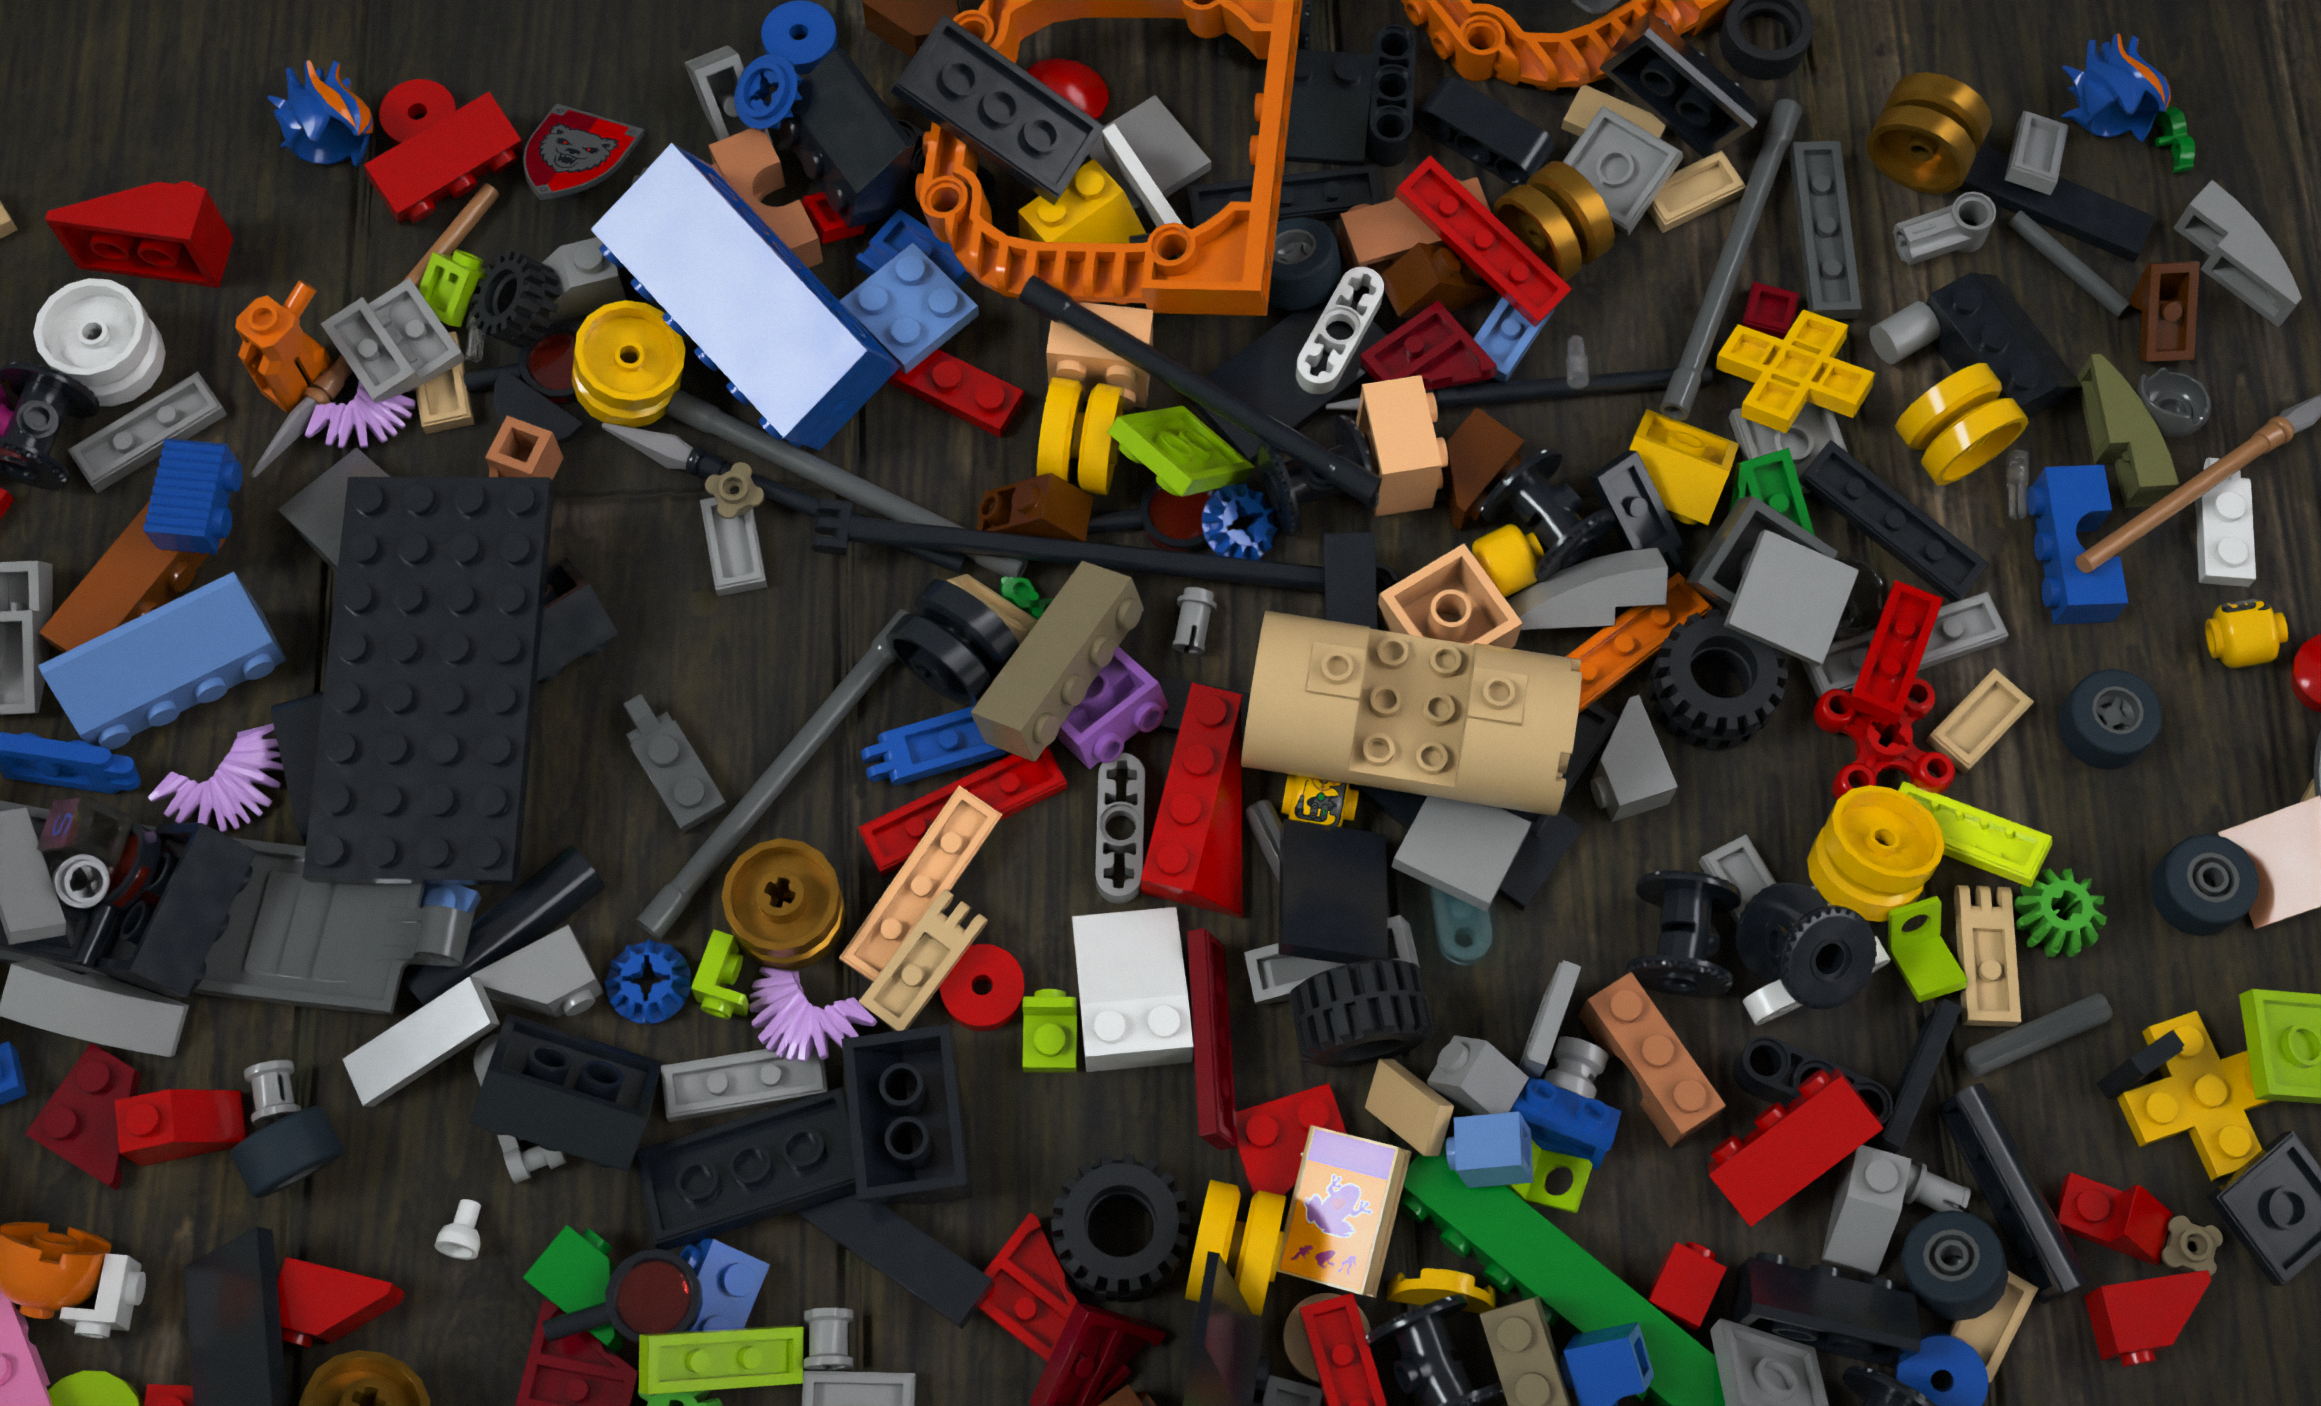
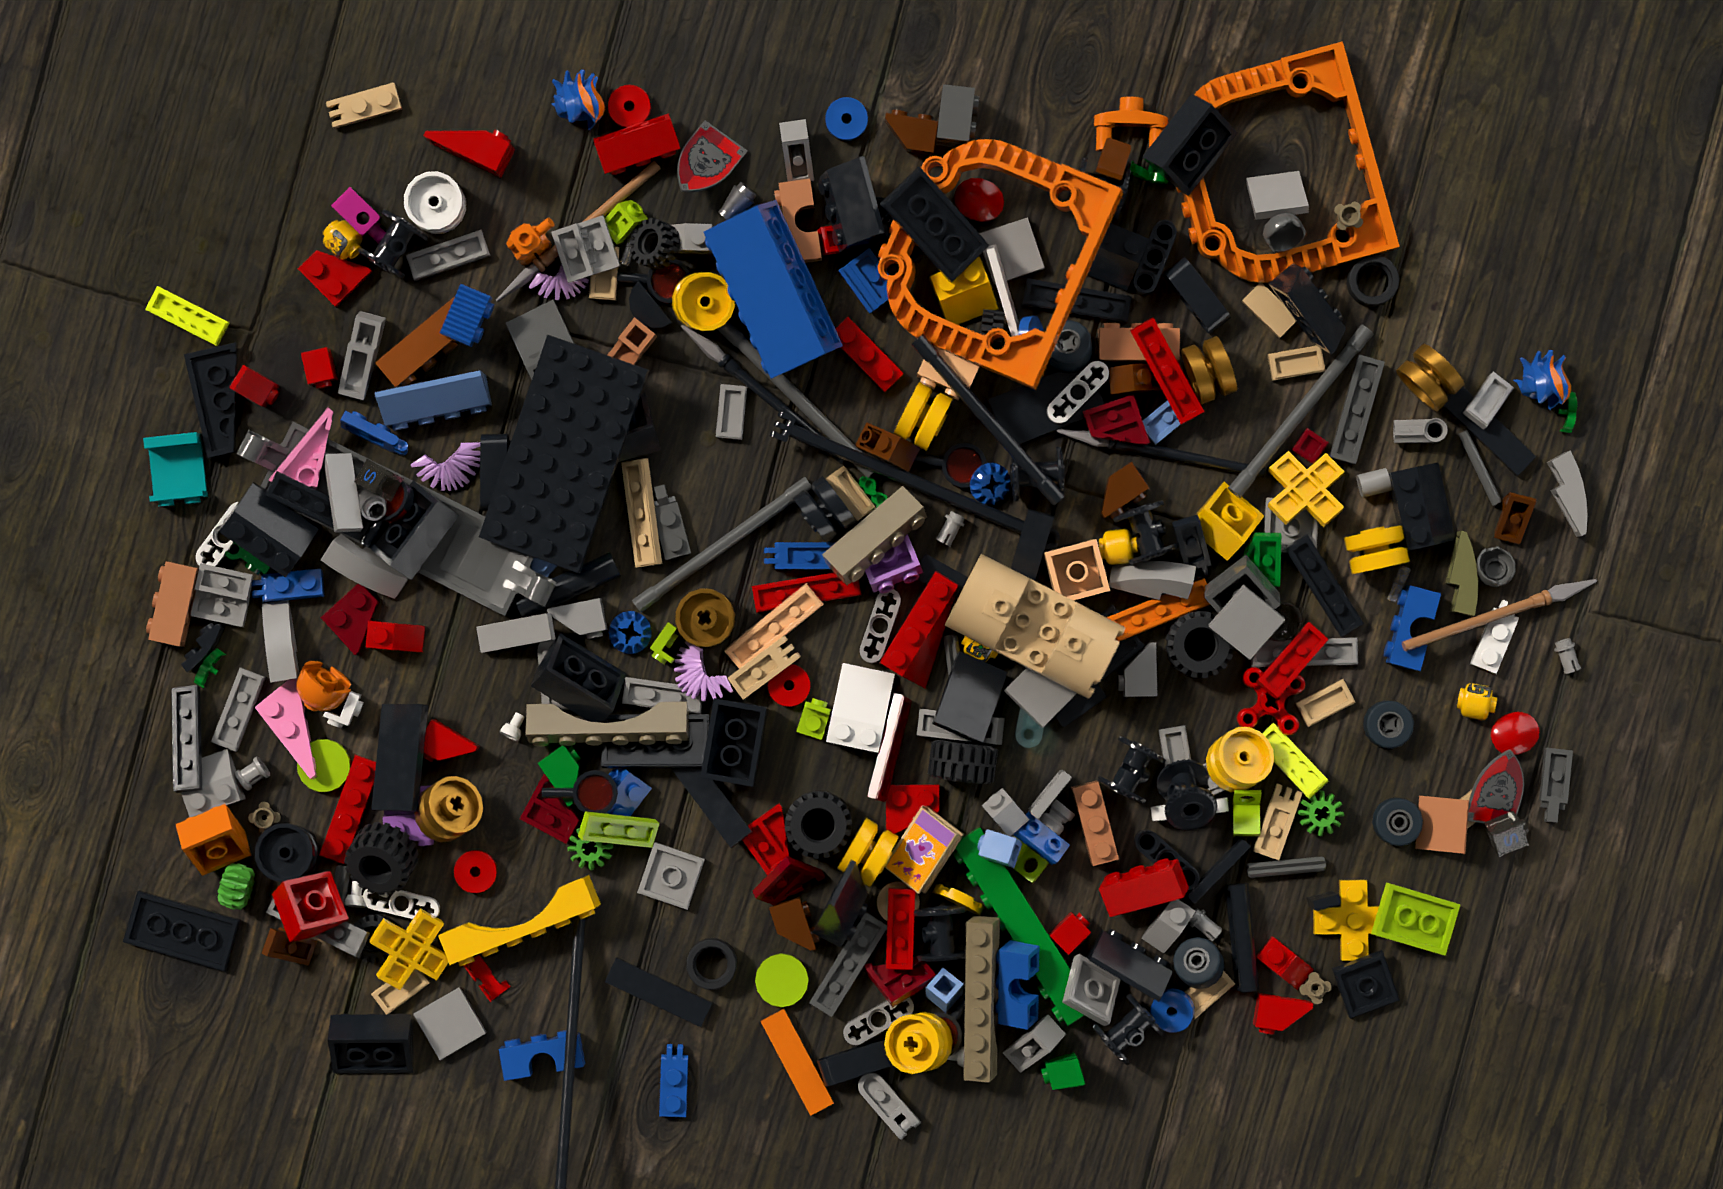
camera: 25 degrees right, 20 degrees up
(271, 1091) = (440, 634): light grey bush -> none
(287, 1151) = (442, 667): black wheel -> none
(539, 1193) = (661, 723): none -> dark tan arch
(613, 759) = (641, 512): none -> tan tile
(734, 504) = (744, 383): dark tan plate -> none
(755, 86) = (816, 155): blue gear -> none
(828, 1339) = (669, 832): light grey bush -> none
(910, 307) = (857, 311): medium blue plate -> none
(1179, 450) = (968, 444): lime plate -> none
(1402, 442) = (1084, 471): light nougat brick -> none
(1409, 1107) = (970, 812): tan tile -> none
(1577, 363) = (1195, 447): clear pin -> none
(1623, 165) = (1258, 341): light grey tile -> none

